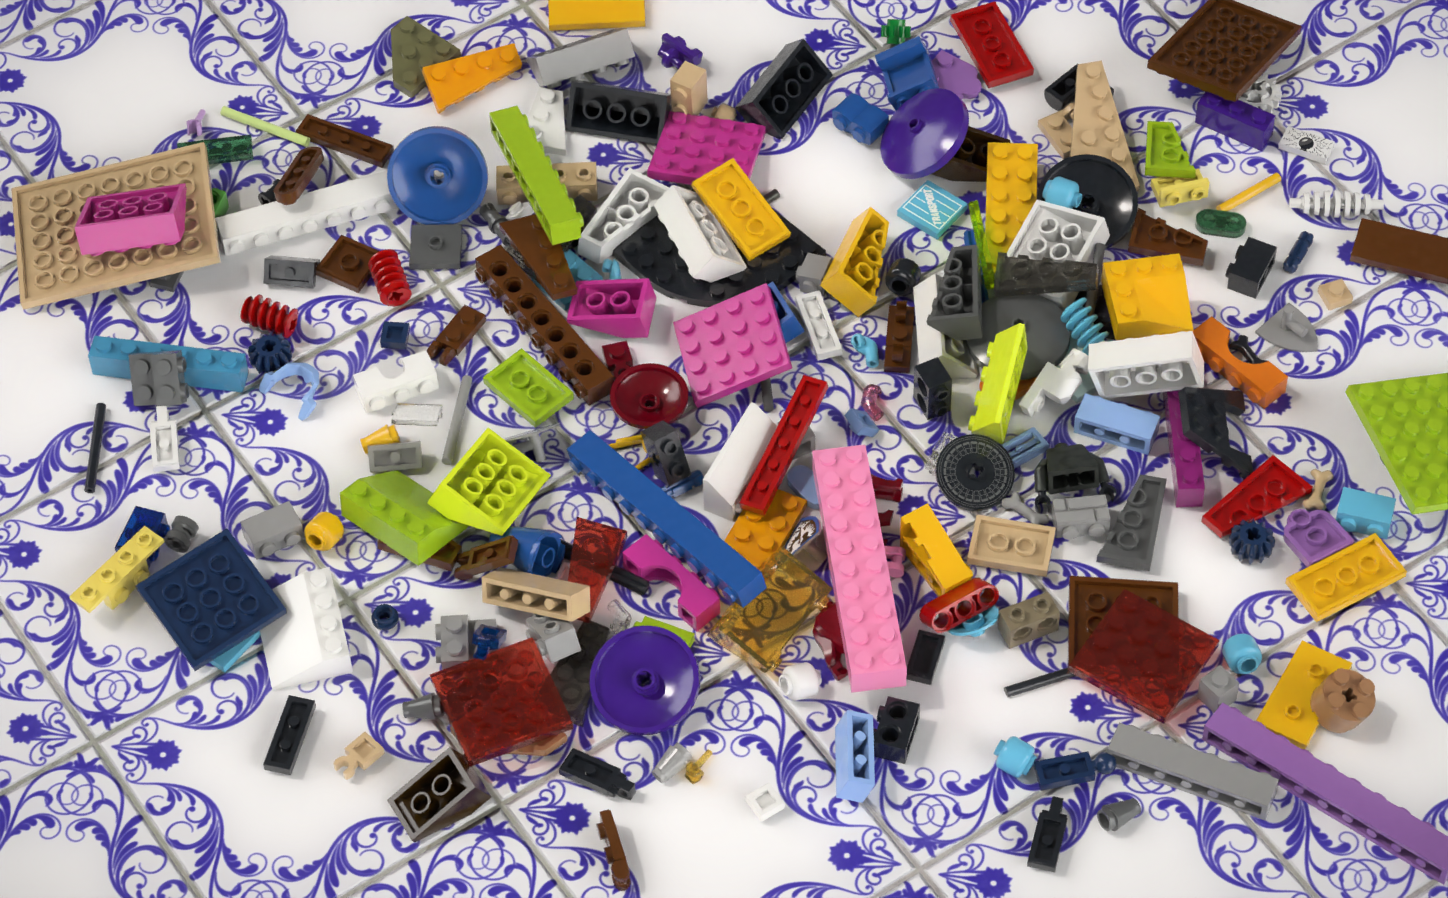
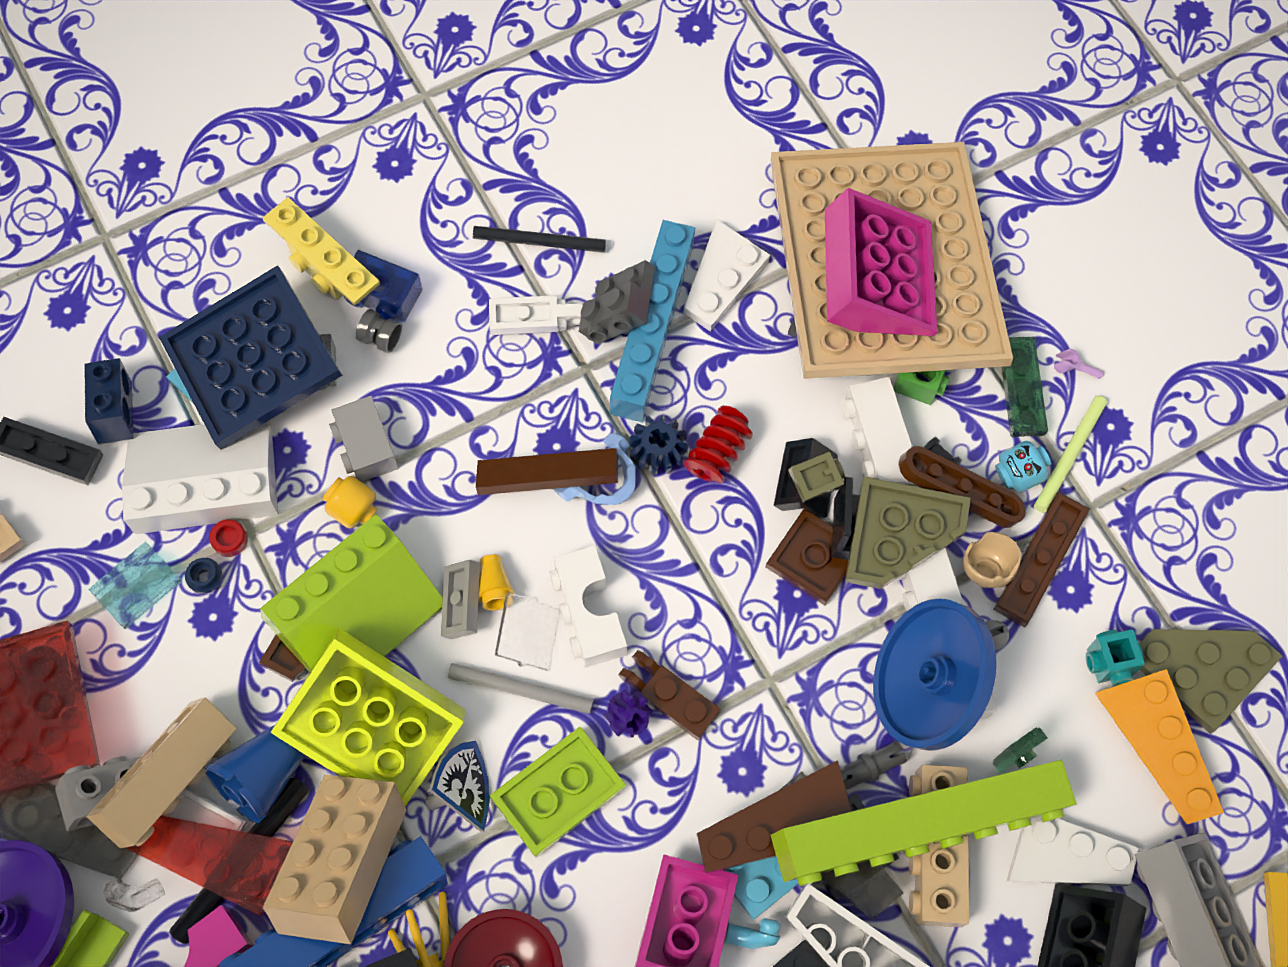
camera: 90 degrees right, 15 degrees up
(120, 323) = (723, 275): none -> white wing
(248, 692) = (108, 401): none -> dark blue brick
(278, 148) = (1023, 466): none -> medium azure head
(295, 414) = (547, 471): none -> reddish brown tile
(296, 249) = (817, 476): none -> olive bracket
(326, 238) = (844, 519): none -> black panel
(334, 202) = (900, 529): none -> olive plate
(350, 160) = (992, 560): none -> tan hair
(354, 609) = (228, 538): none -> red tile
(389, 278) = (773, 604): red piece -> none
(394, 660) = (135, 585): none -> clear light blue plate
(395, 335) = (674, 609): dark blue plate -> none
(415, 95) = (1118, 648): none -> teal brick
(423, 707) = (45, 611): dark grey cone -> none
(435, 246) = (835, 676): dark grey plate -> none
(456, 639) = (135, 679): light grey plate -> none
(472, 351) = (628, 713): none -> dark purple gear
(483, 137) = (1020, 751): none -> clear green plate
(486, 557) = (246, 711): reddish brown hinge -> none
(487, 639) = (109, 703): clear blue plate -> none
(519, 210) = (880, 793): white plate -> none
(544, 325) = (555, 898): reddish brown brick -> none
(585, 481) = (336, 859): none -> tan brick
(617, 357) = (603, 931): dark red plate -> none

